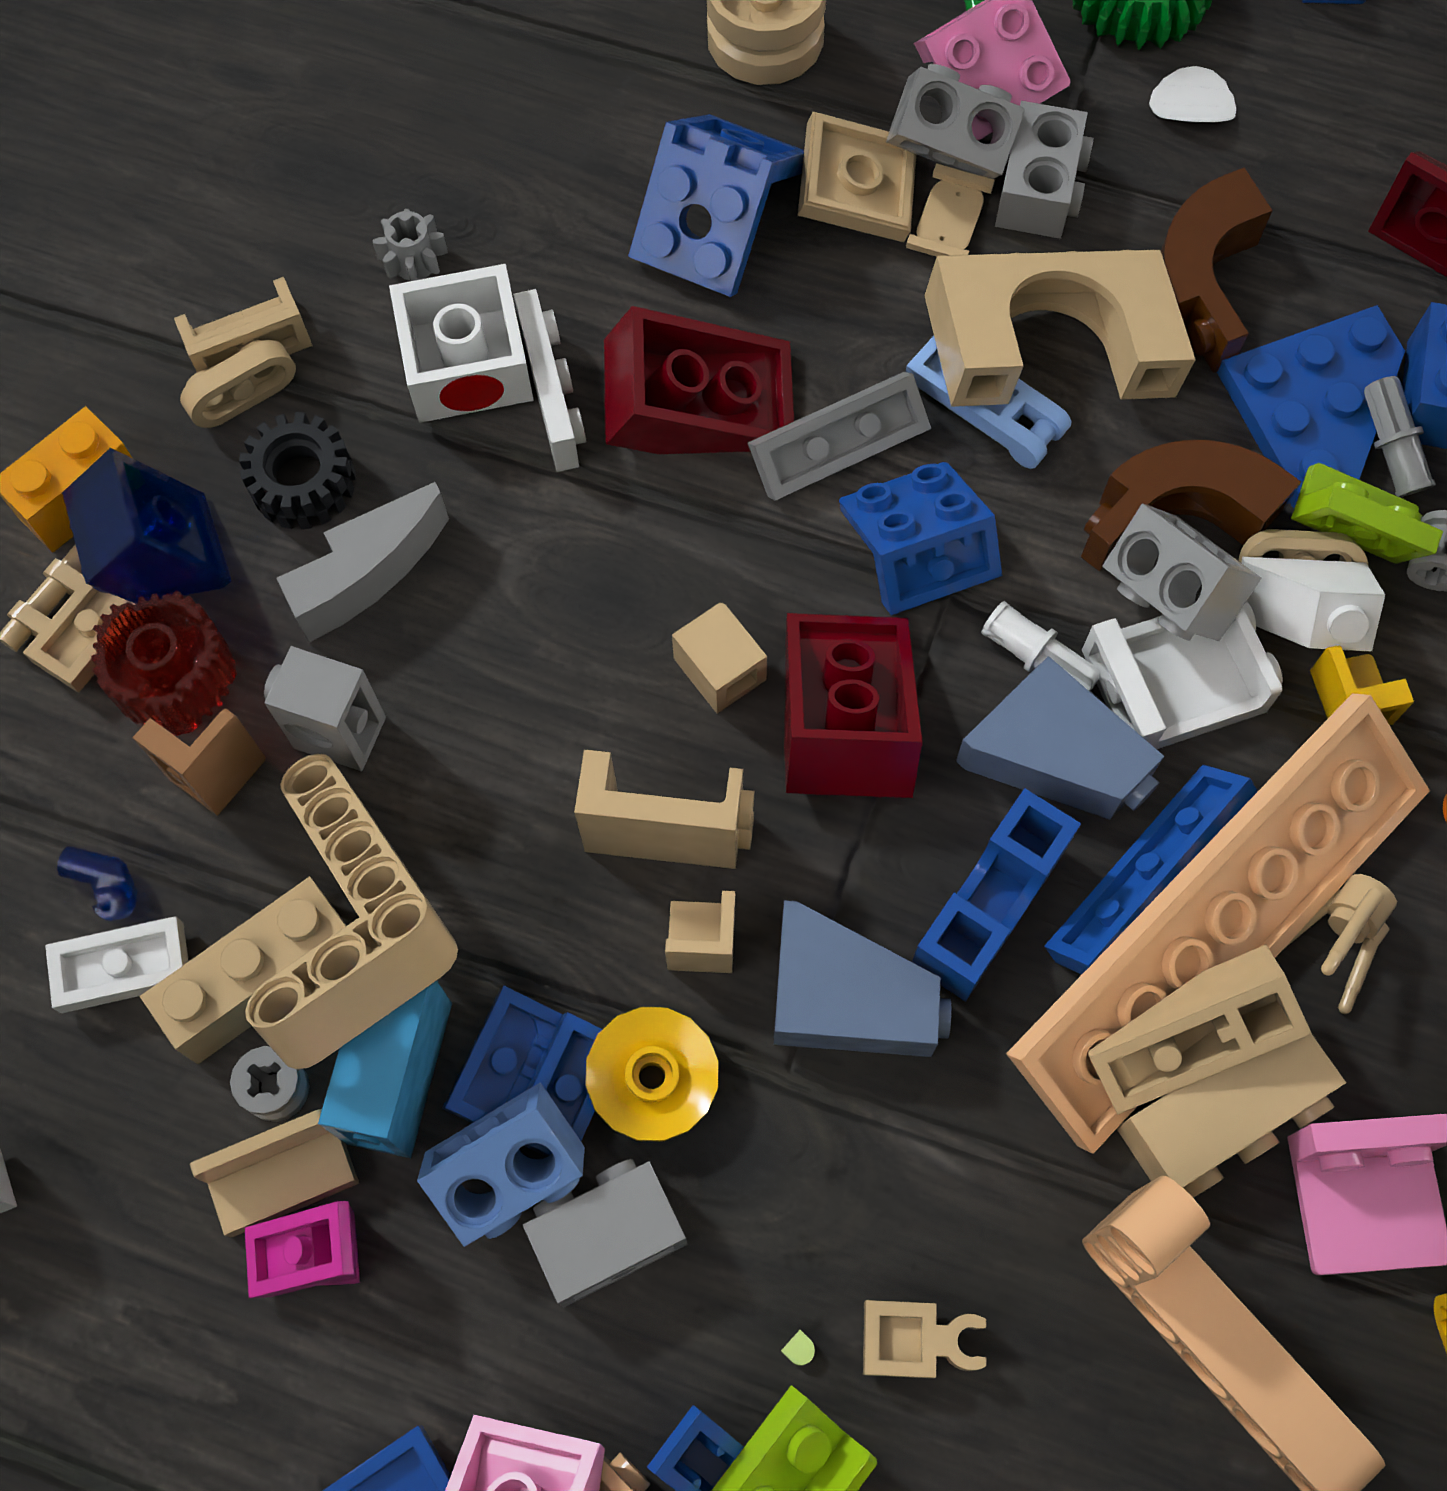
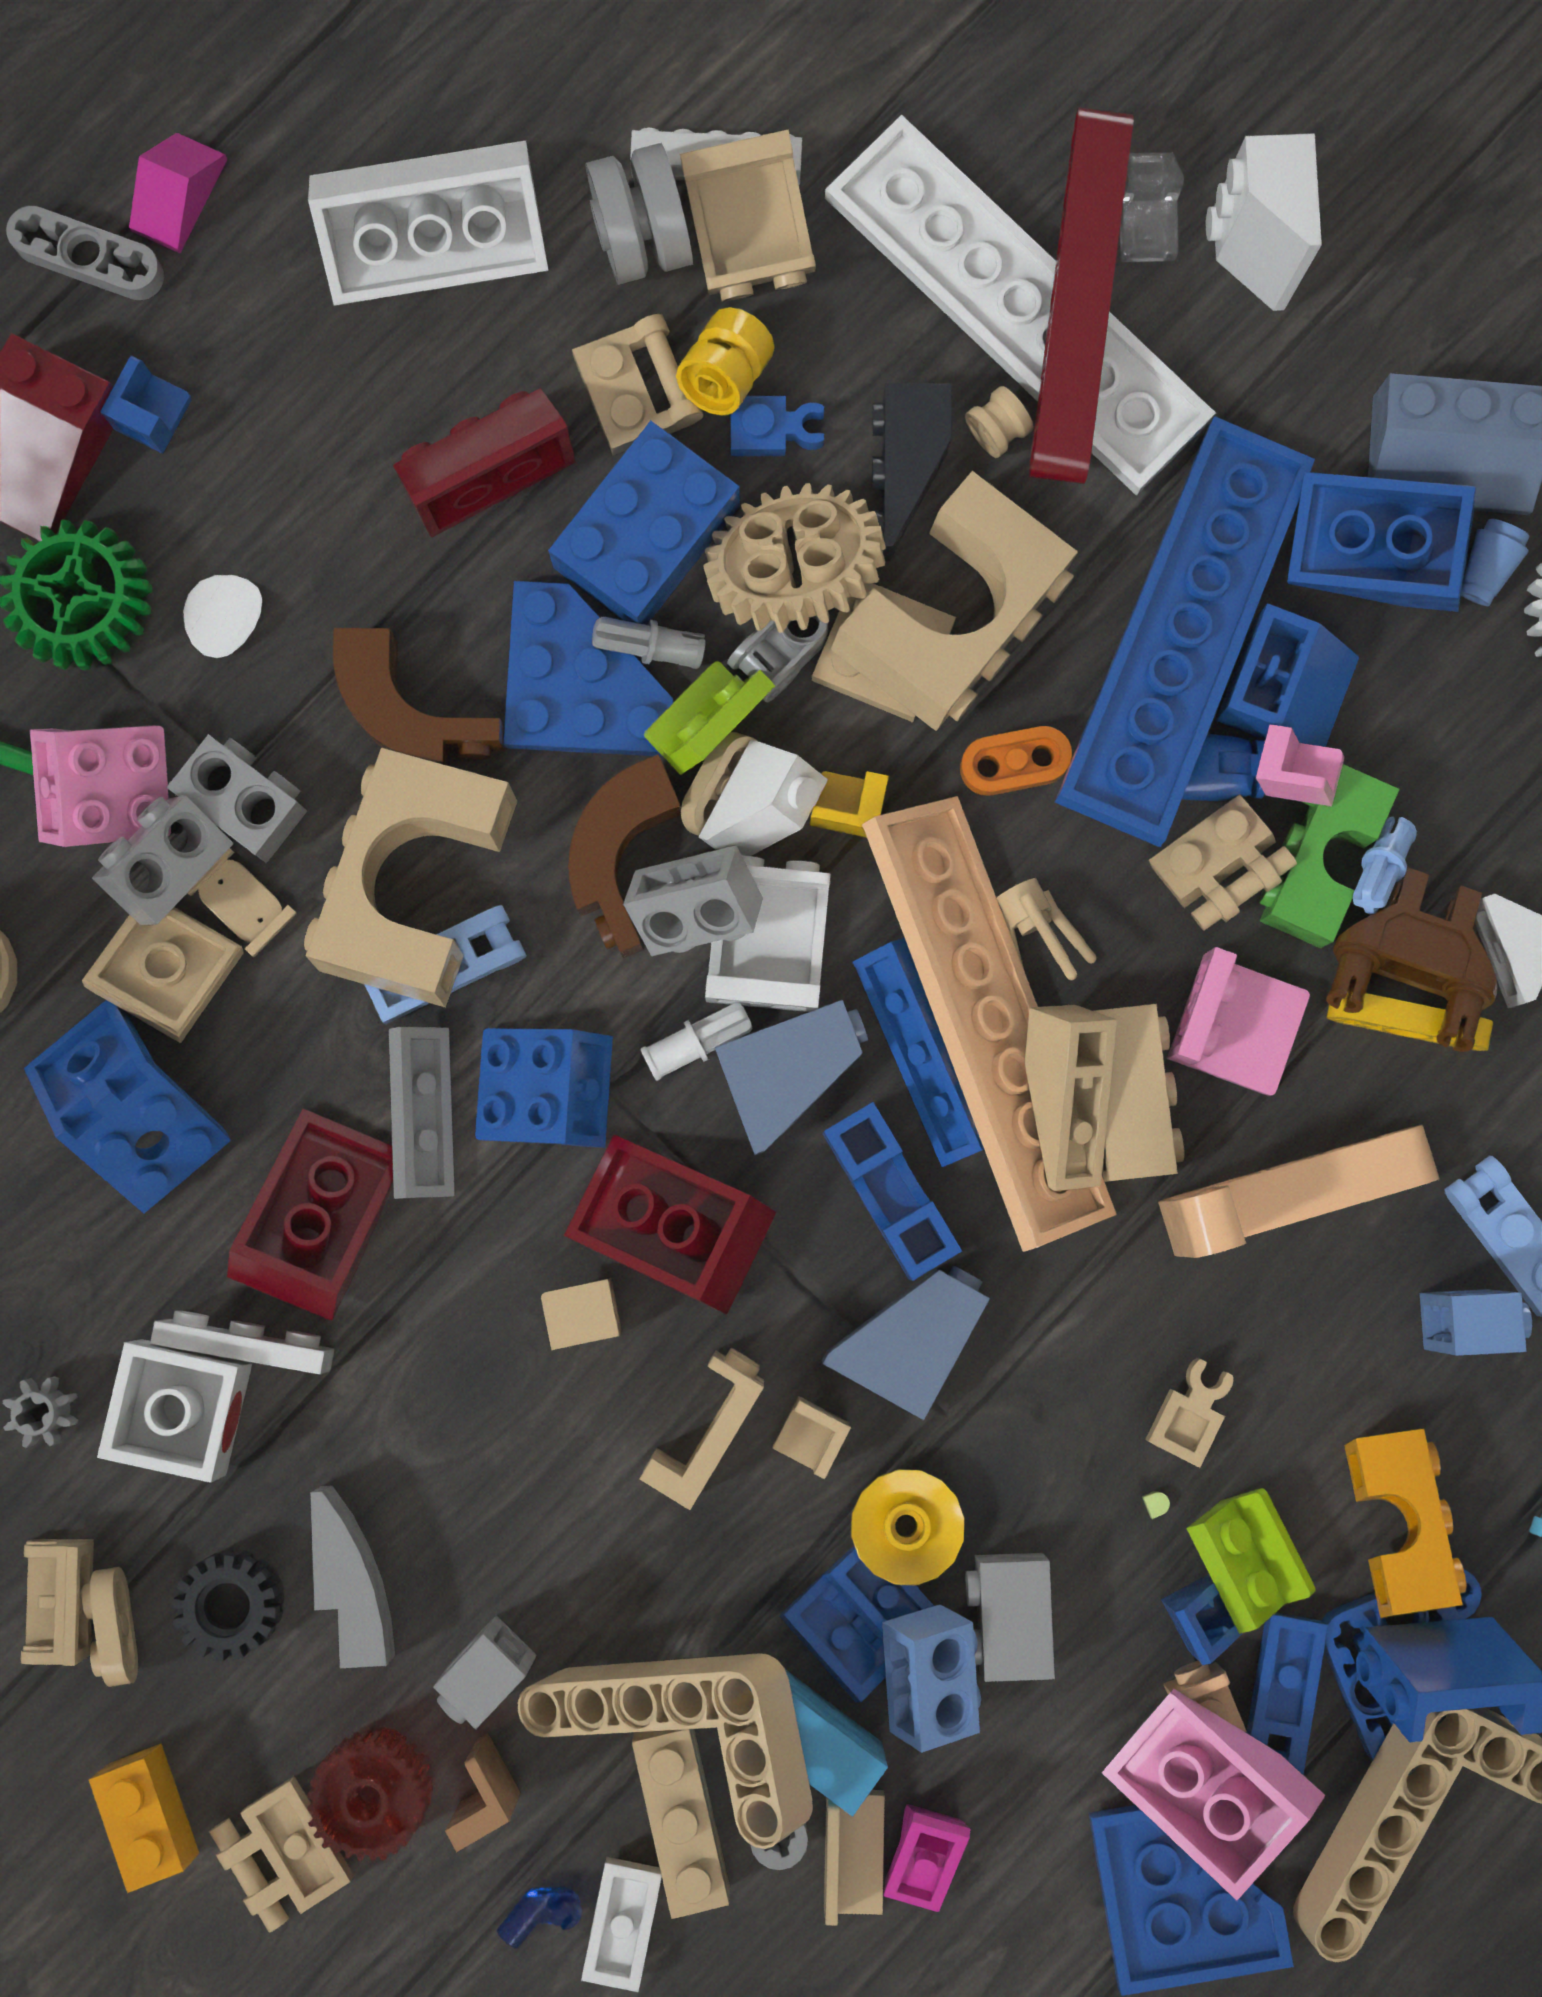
camera: 70 degrees left, 15 degrees up
(142, 531) = (238, 1768): clear blue slope -> none

